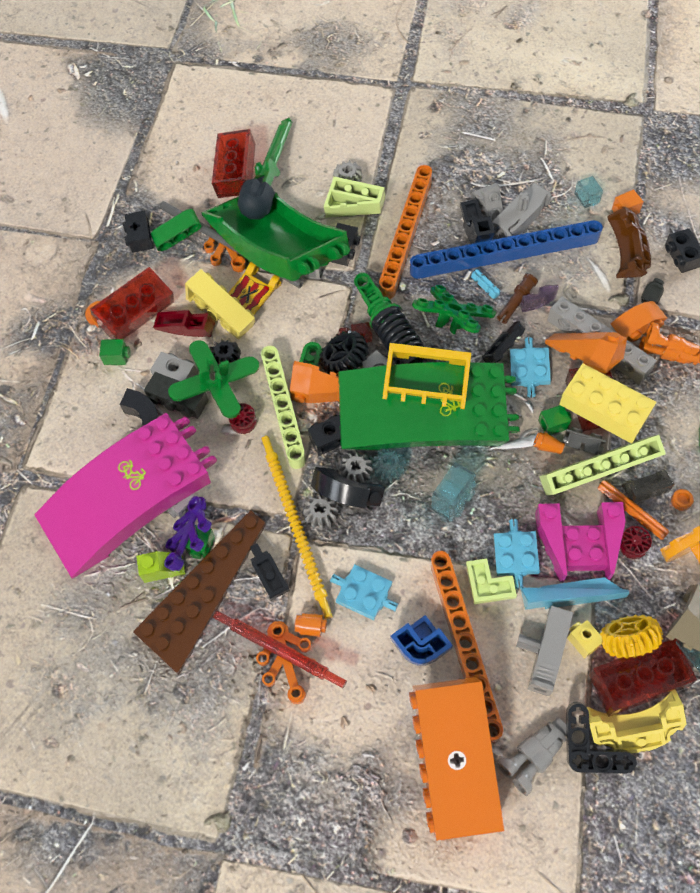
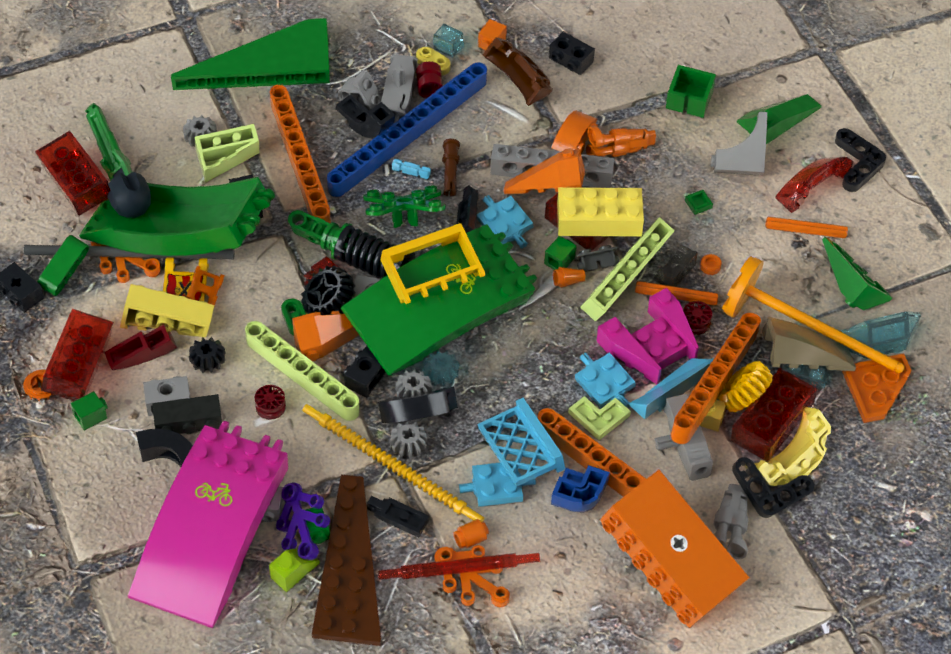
camera: 40 degrees left, 10 degrees down
(219, 388) = (211, 385): green piece -> none
(257, 295) = (197, 286): none -> orange piece
(421, 575) = (538, 436): none -> medium azure fence
(450, 147) = (281, 58): none -> green slope
(453, 492) = (519, 357): clear light blue brick -> none
(534, 301) = (468, 162): clear purple slope -> none
(550, 215) = (428, 78): none -> dark red wheel
(563, 199) = (428, 54): none -> light yellow plate
(653, 291) = (568, 102): pearl dark grey arm -> none
(653, 589) = (715, 378): none -> orange beam

